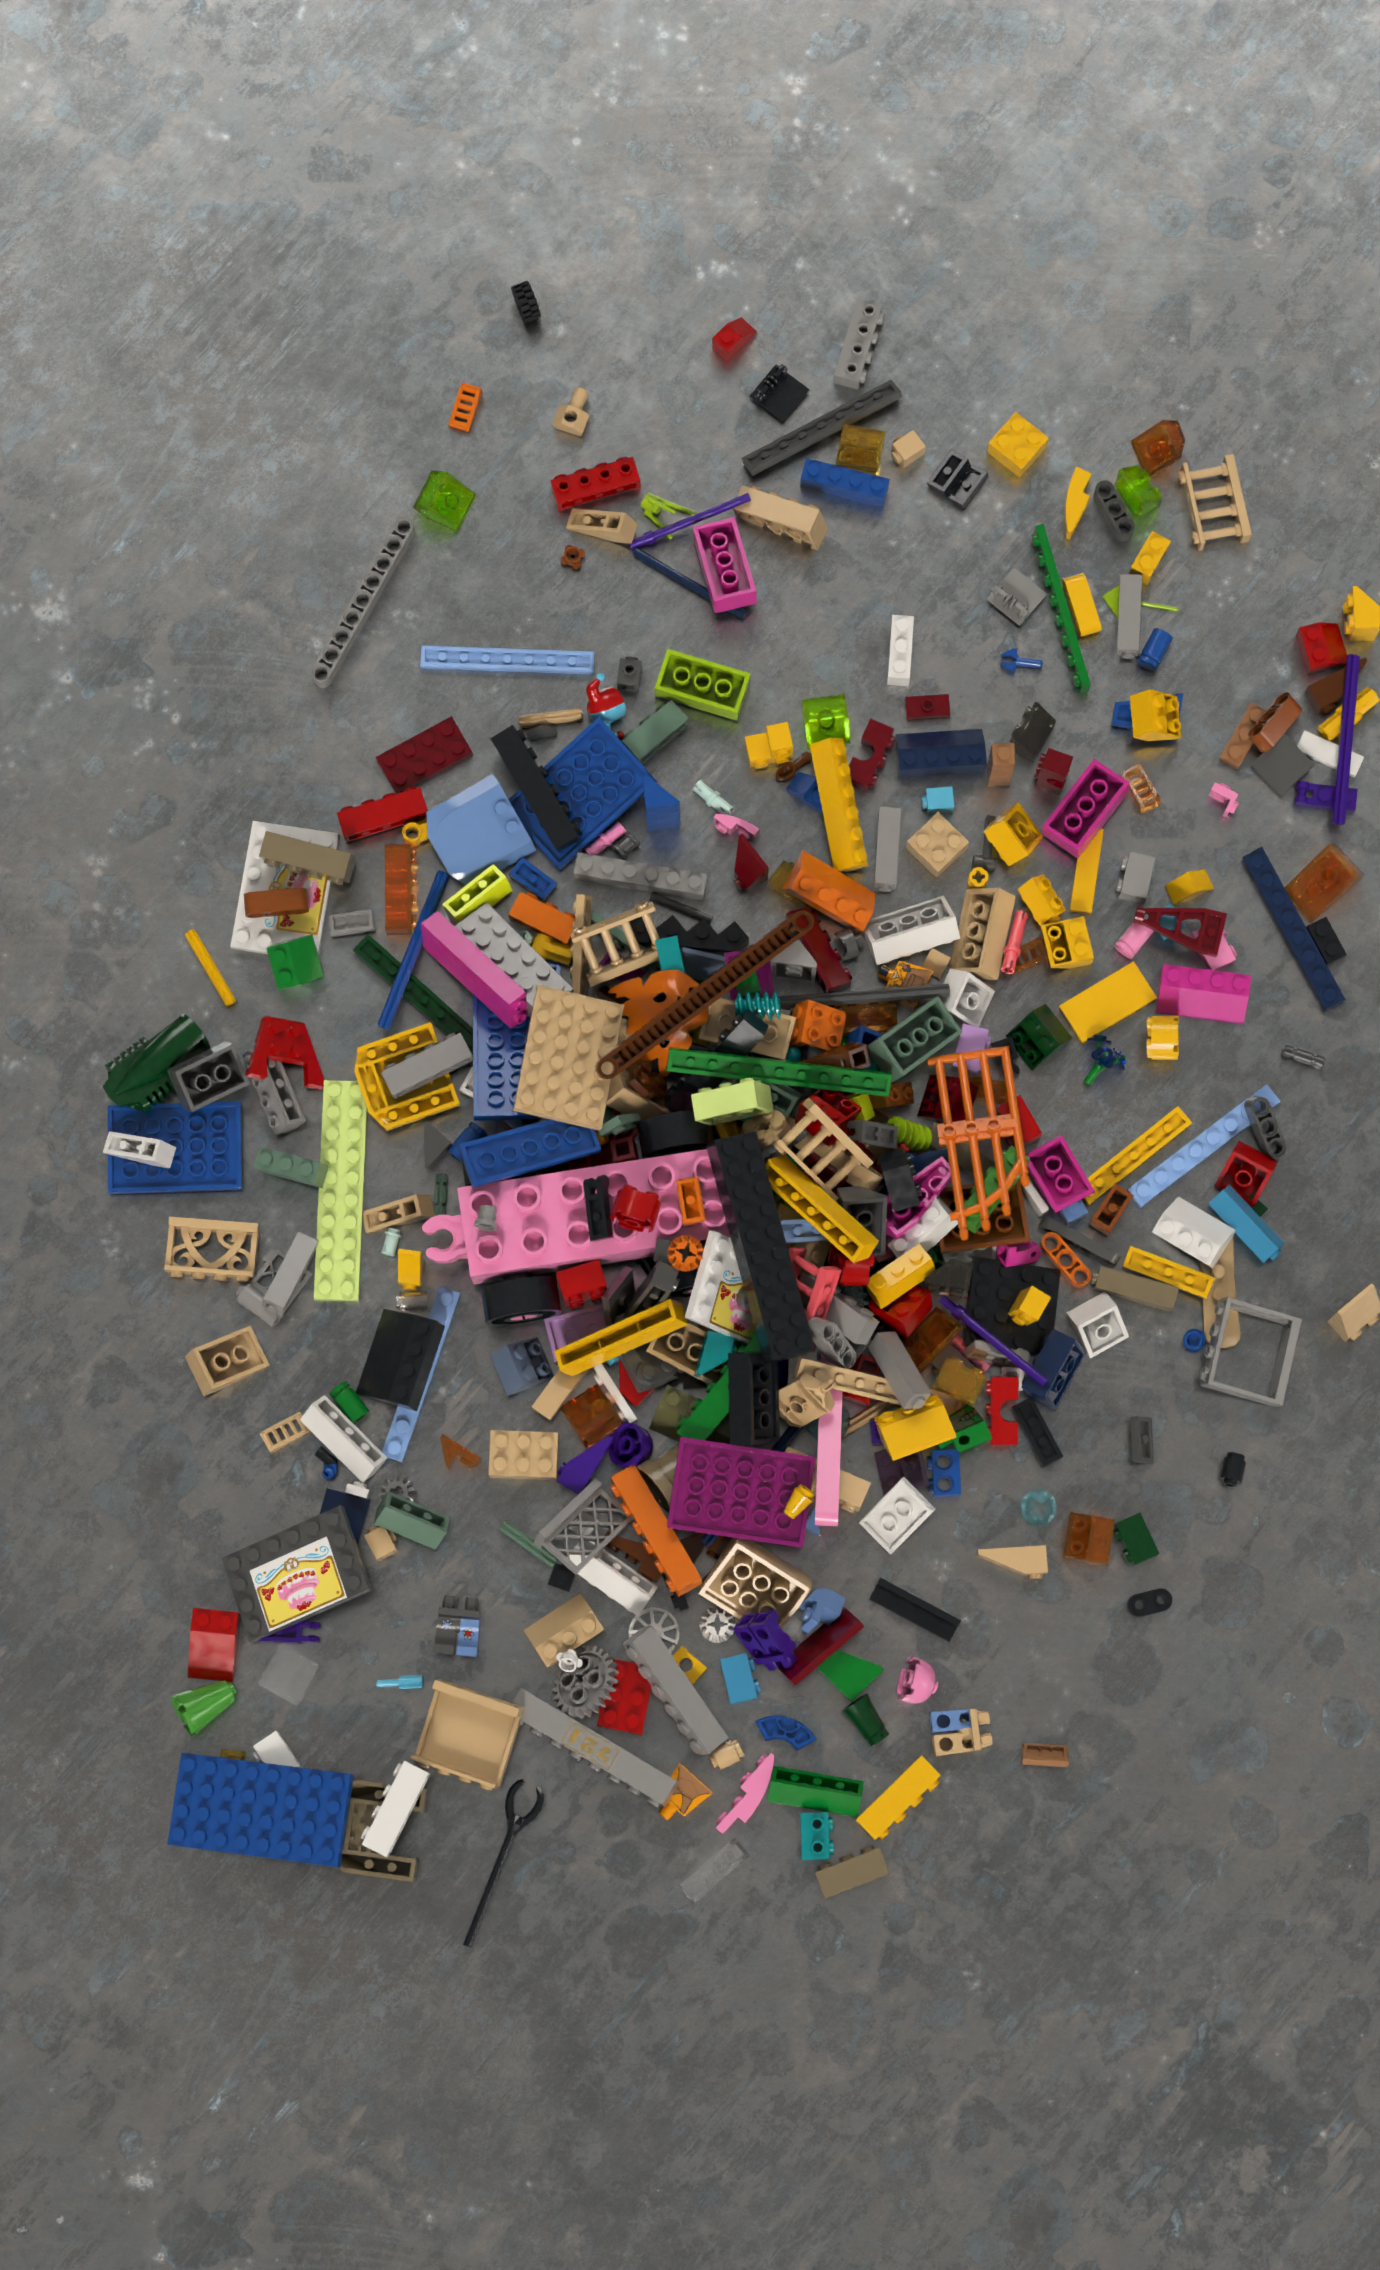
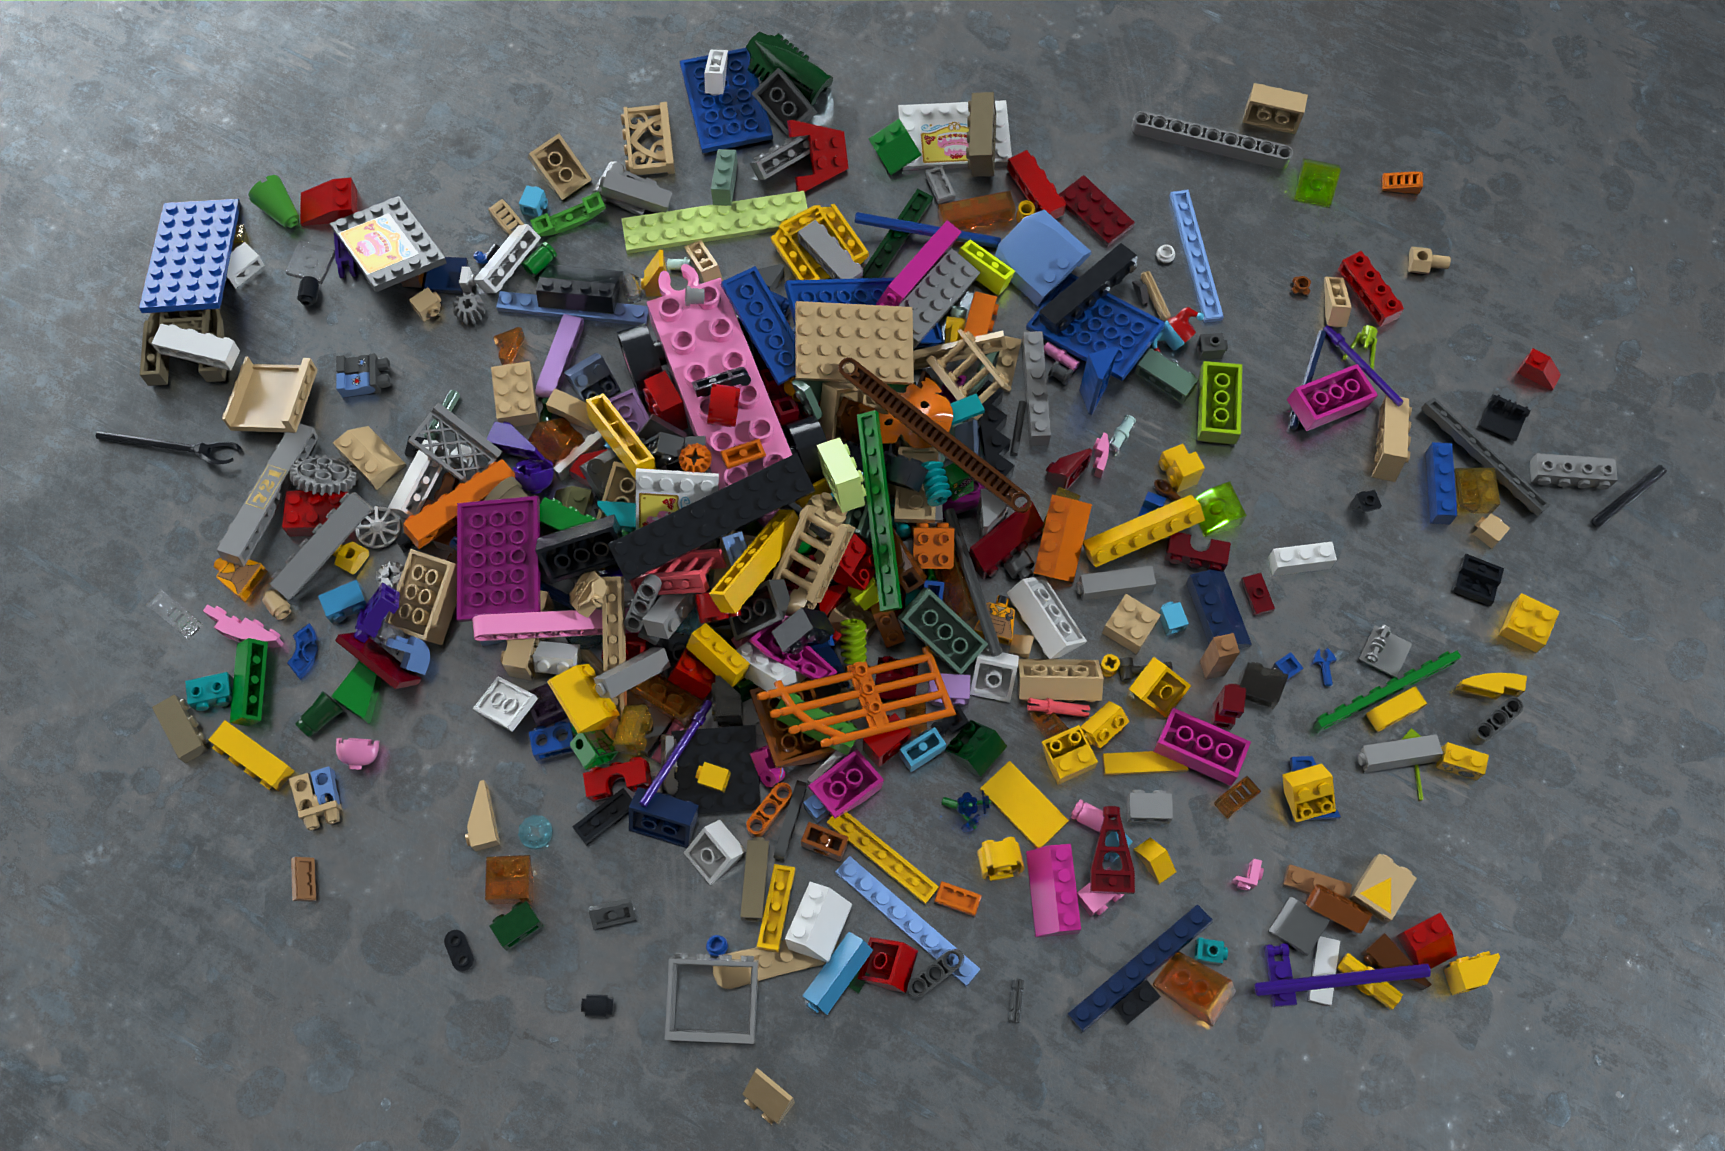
camera: 75 degrees right, 10 degrees down
(210, 967) = (878, 96): yellow axle -> none
(267, 1397) = (533, 201): none -> medium azure brick
(276, 902) = (941, 124): dark orange beam -> none
(297, 1359) = (569, 218): none -> bright green slope
(331, 1679) = (308, 290): none -> black brick
(342, 519) = (1275, 108): none -> tan brick
(403, 1682) = (313, 345): medium azure axle -> none
(411, 1520) = (444, 317): sand green brick -> none
(484, 1398) = (559, 355): none -> lavender beam
(499, 692) = (1165, 253): none -> white plate
(526, 301) = (1510, 203): black tyre -> none
(533, 879) = (1012, 308): blue plate -> none
(554, 1426) = (545, 415): none -> dark green bar
(569, 1661) = (337, 456): white plate -> none
(602, 902) = (1008, 358): none -> tan plate
(798, 1501) = (494, 603): yellow cone -> none
(851, 565) = (1366, 501): none -> black bracket
(857, 1452) = (556, 657): none -> white brick
(874, 1133) = (841, 603): dark grey hinge -> none
(896, 296) = (1629, 495): none -> black axle
(914, 1610) = (425, 739): black fence -> none
(1014, 698) = (1289, 665): none -> blue plate
(1033, 1089) = (923, 749): none -> medium azure brick
(1137, 491) = (1524, 737): clear neon green slope -> none
(1154, 649) = (1375, 783): blue piece -> none
(1159, 446) = (1574, 749): clear orange slope -> none
(1192, 1090) = (958, 898): none -> orange plate
(1231, 488) = (1555, 825): tan fence -> none
(1260, 673) = (1383, 887): none -> tan brick
(1289, 864) = (1203, 954): none -> teal brick

